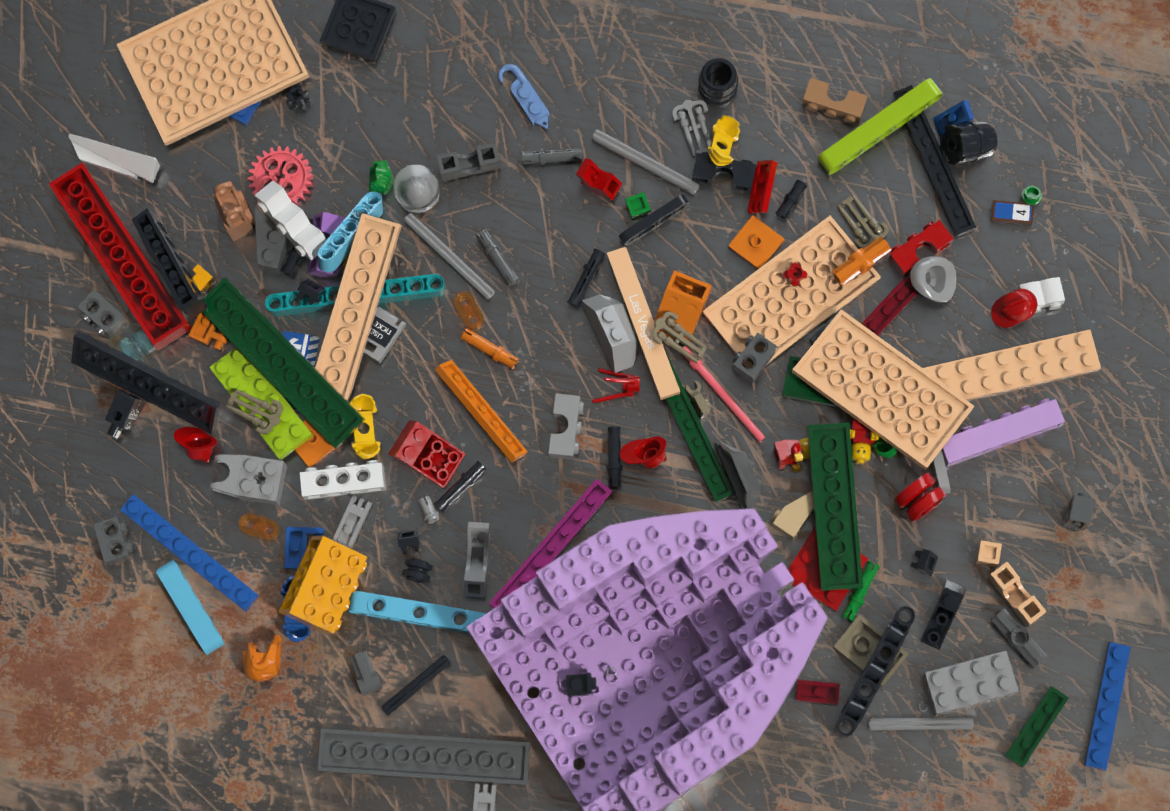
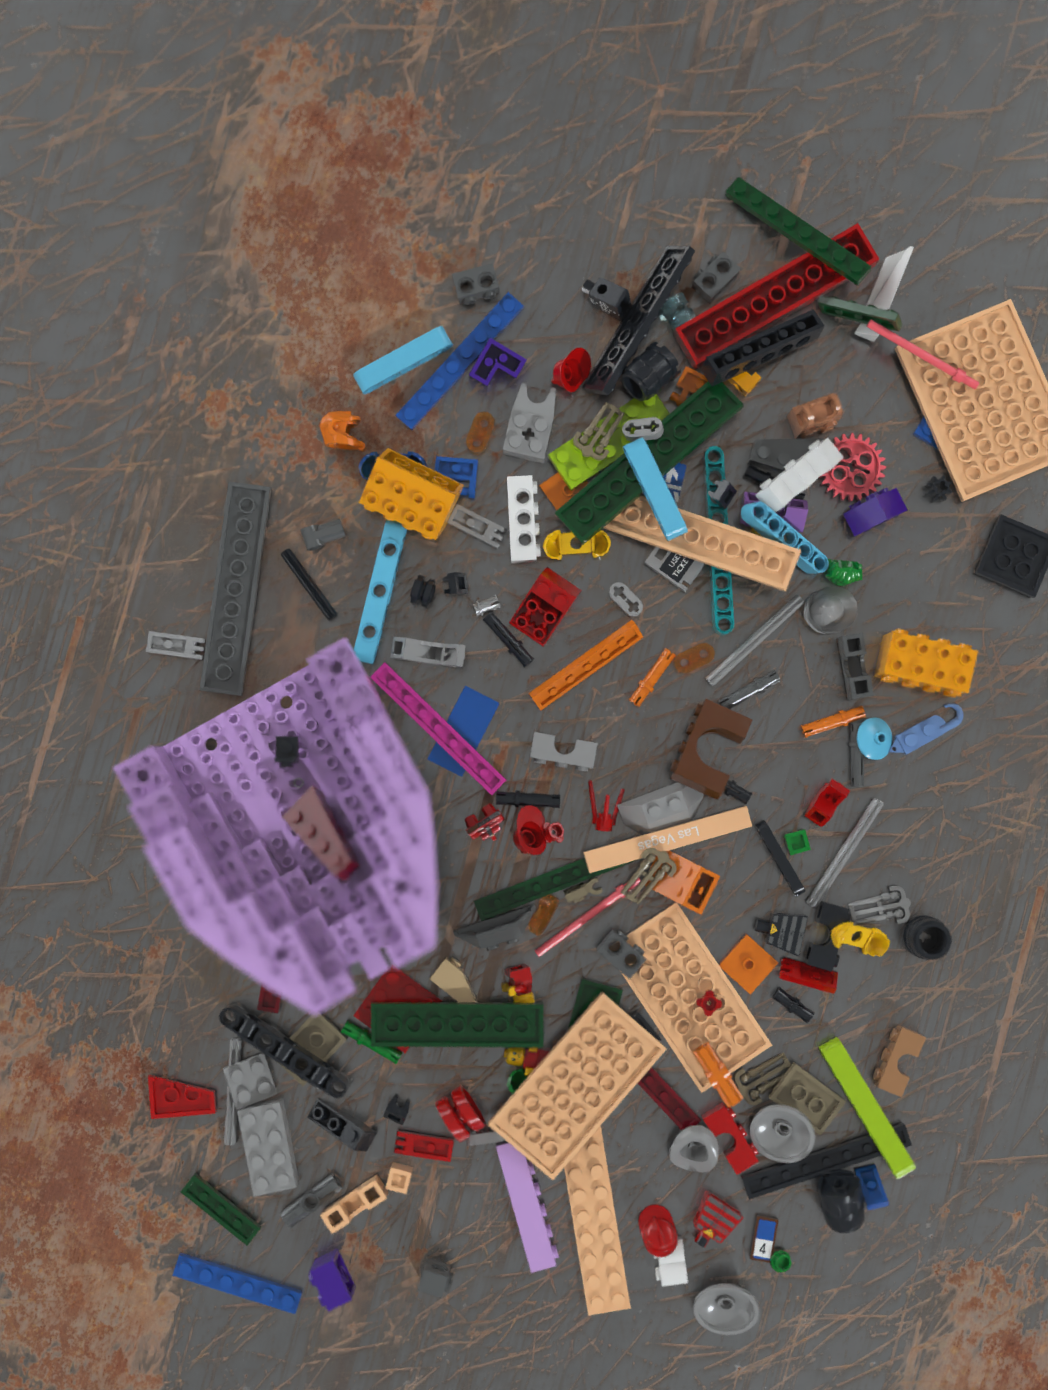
camera: 90 degrees right, 10 degrees up
(56, 238) = (798, 231): none -> dark green plate
(133, 180) = (860, 313): none -> dark green plate
(186, 517) = (496, 356): none -> dark purple brick
(189, 86) = (957, 374): none -> coral bar
(196, 366) = (650, 372): none -> black piece
(251, 369) = (643, 429): none -> light grey beam
(309, 352) = (655, 489): none -> medium azure beam
(319, 148) = (877, 509): none -> dark purple brick
(420, 381) = (622, 602): none -> light grey beam
(462, 98) = (925, 663): none -> light orange brick
(518, 171) = (833, 721): none -> orange pin
(535, 141) = (868, 738): none -> medium azure dish
(539, 518) = (470, 719): none -> blue sticker
(573, 304) = (689, 767): none -> reddish brown arch
(634, 489) = (487, 826): none -> red hips
(644, 430) = (558, 830): none -> red plate
(653, 644) = (318, 828): none -> wedge
(719, 432) = (543, 915): none -> clear orange plate
(722, 211) = (784, 931): none -> torso
(877, 181) = (808, 1096): none -> dark tan plate
(908, 706) = (249, 1081): none -> light grey plate
(921, 198) = (780, 1142): none -> light grey dish
(933, 776) = (178, 1099): none -> red wing
(956, 532) = (424, 1146): none -> red hinge
(998, 257) = (715, 1219): none -> red torso
(1080, 240) = (726, 1309): none -> light grey dish
(1091, 609) = (332, 1280): none -> dark purple brick

